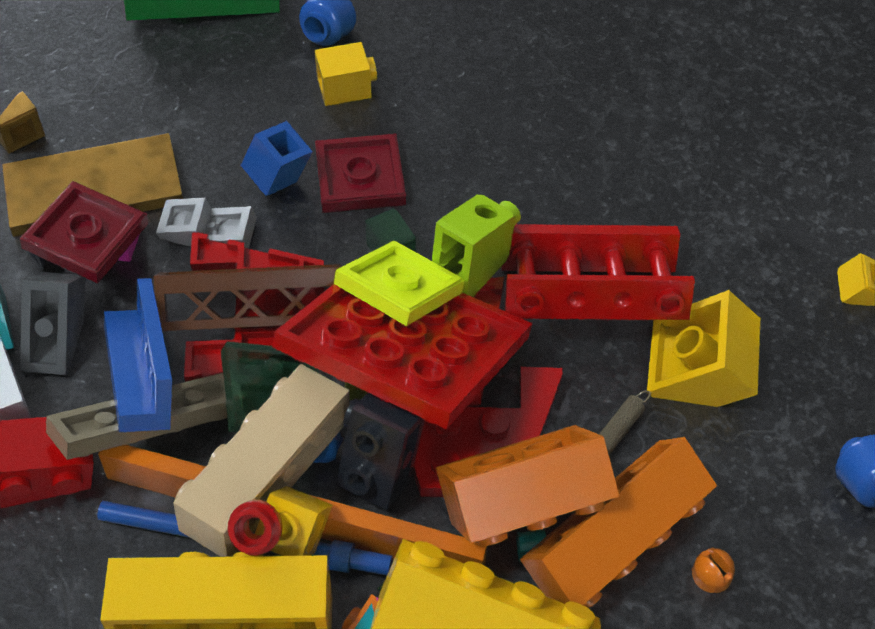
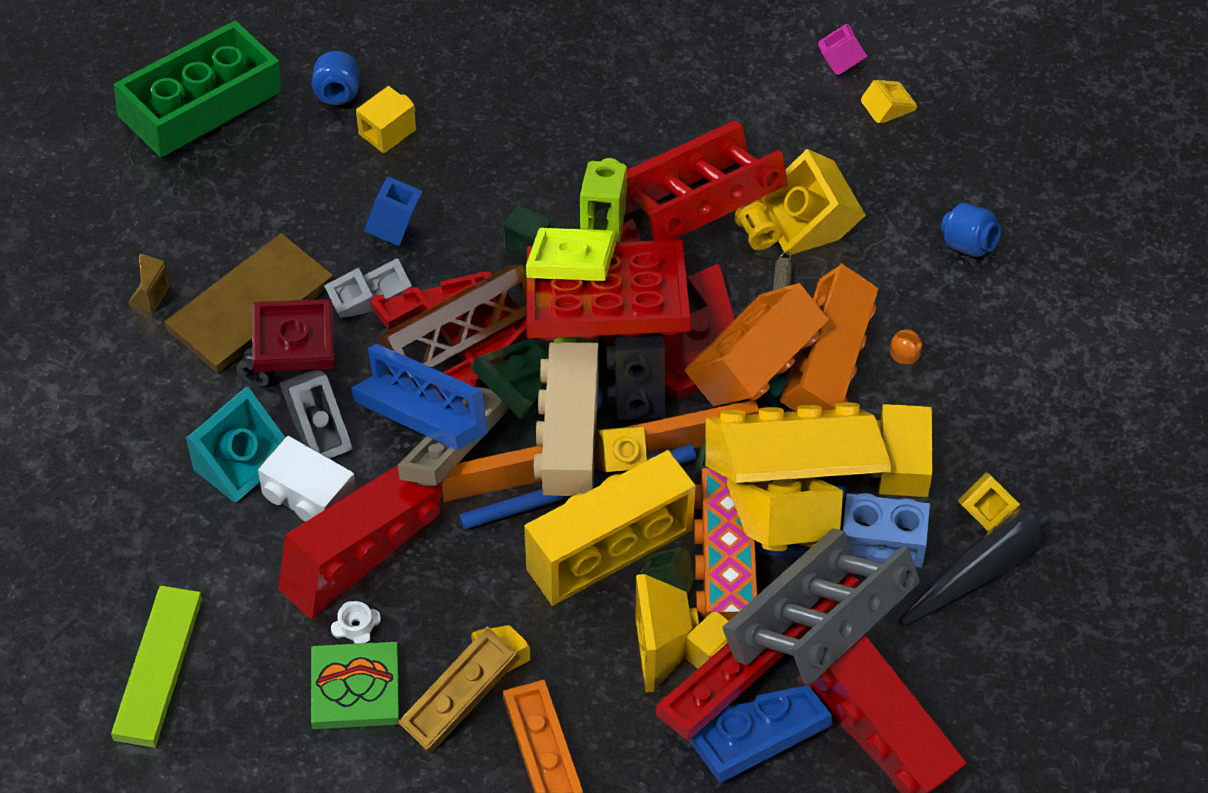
camera: 30 degrees left, 0 degrees up
(244, 538) = (623, 459): red plate -> none
(360, 173) = (458, 193): dark red tile -> none
(633, 348) = (757, 225): none -> yellow bush
(848, 207) = (842, 49): none -> dark pink slope

